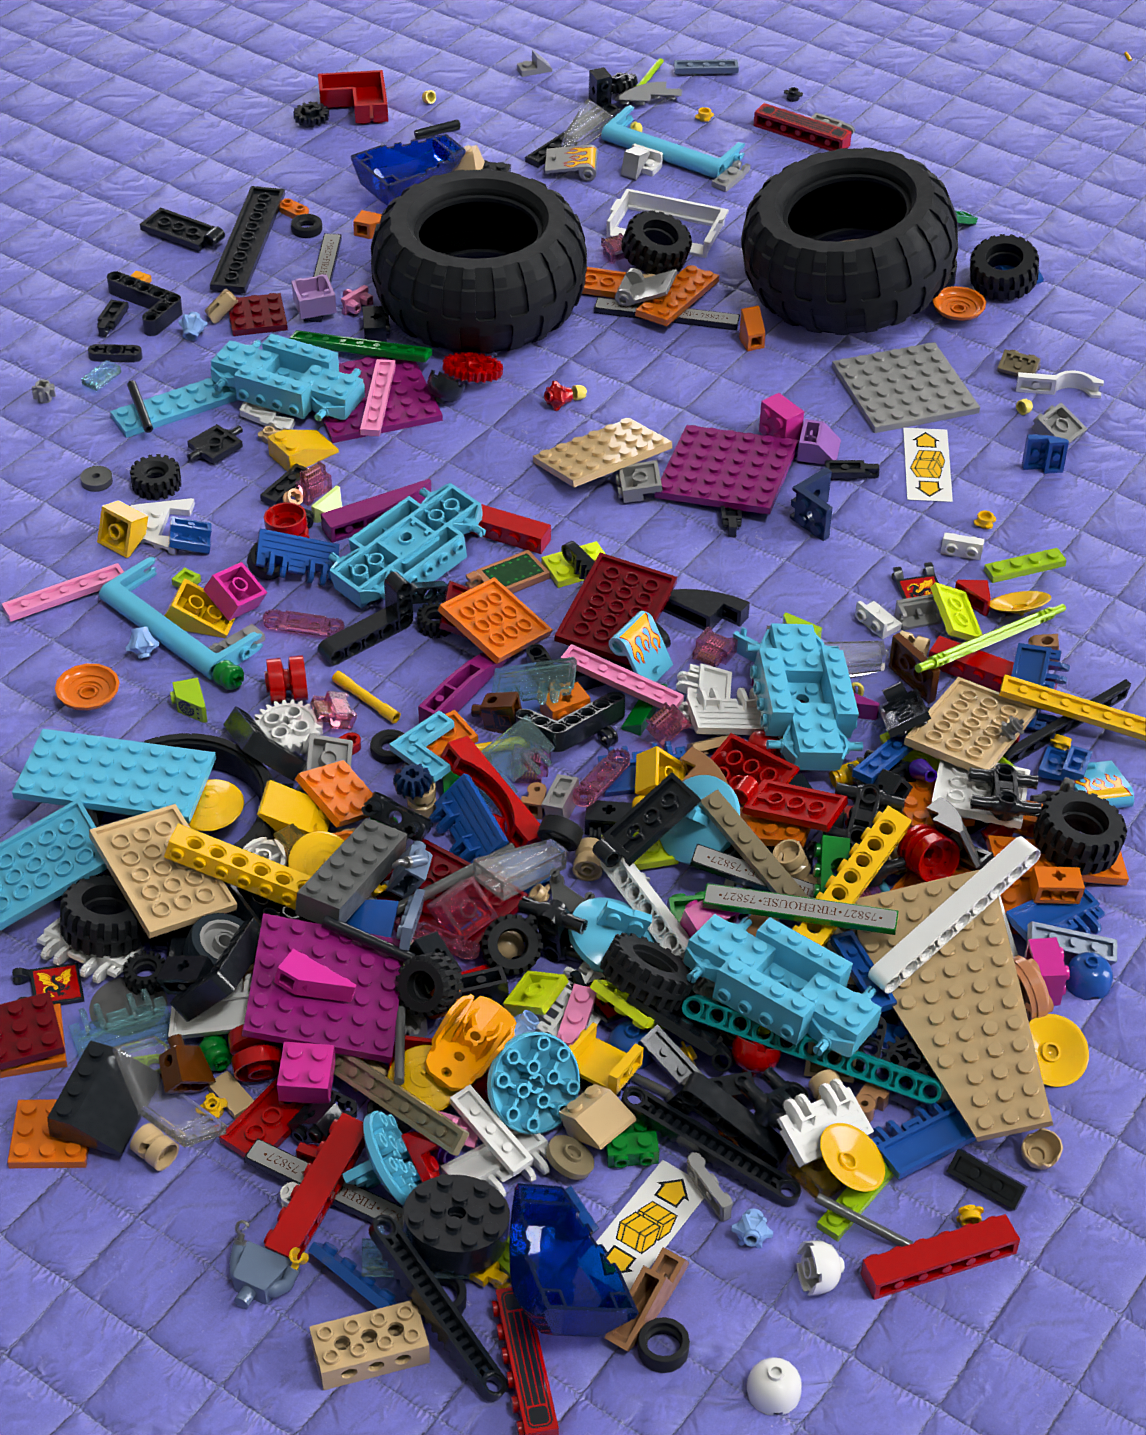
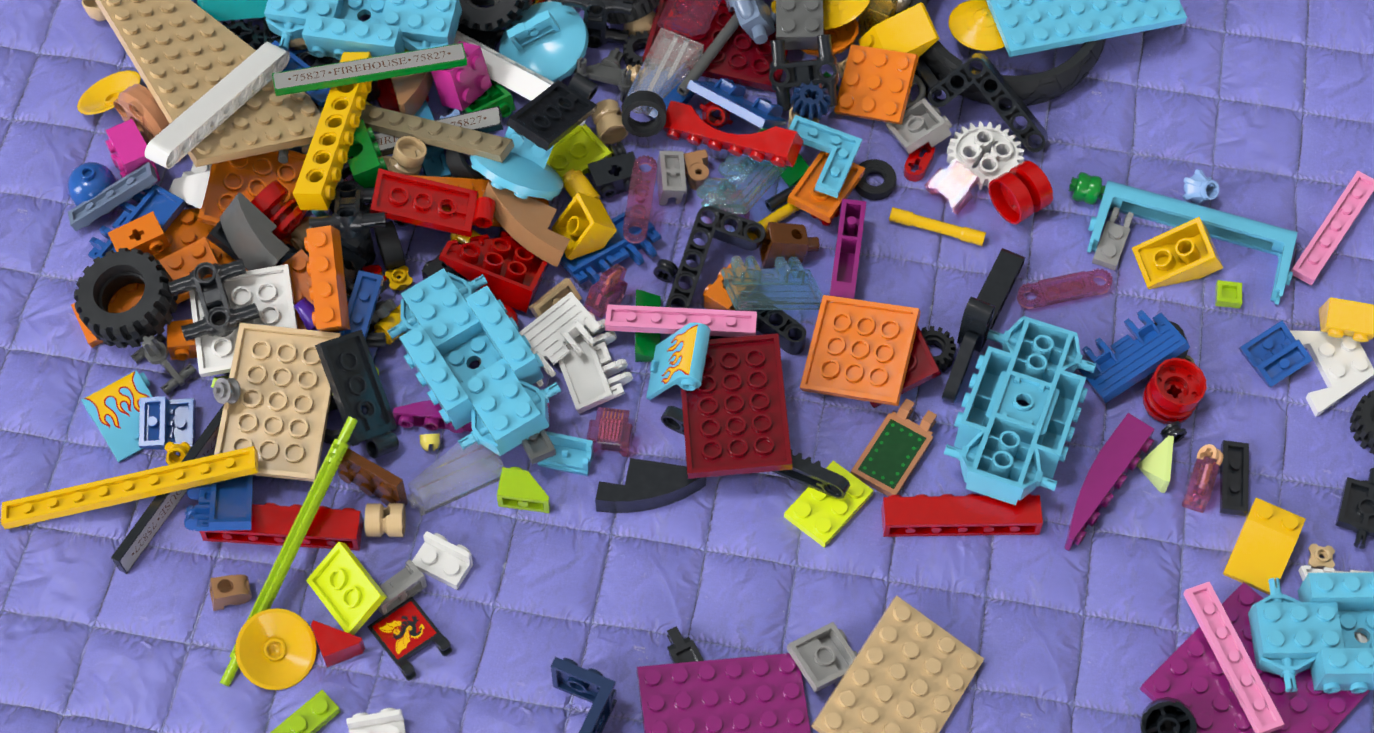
camera: 155 degrees right, 15 degrees up
(87, 686) = (1205, 115): orange hat -> none
(189, 699) = (1100, 148): lime slope -> none
(235, 591) = (1156, 275): dark pink brick -> none
(905, 757) = (327, 278): none -> orange brick

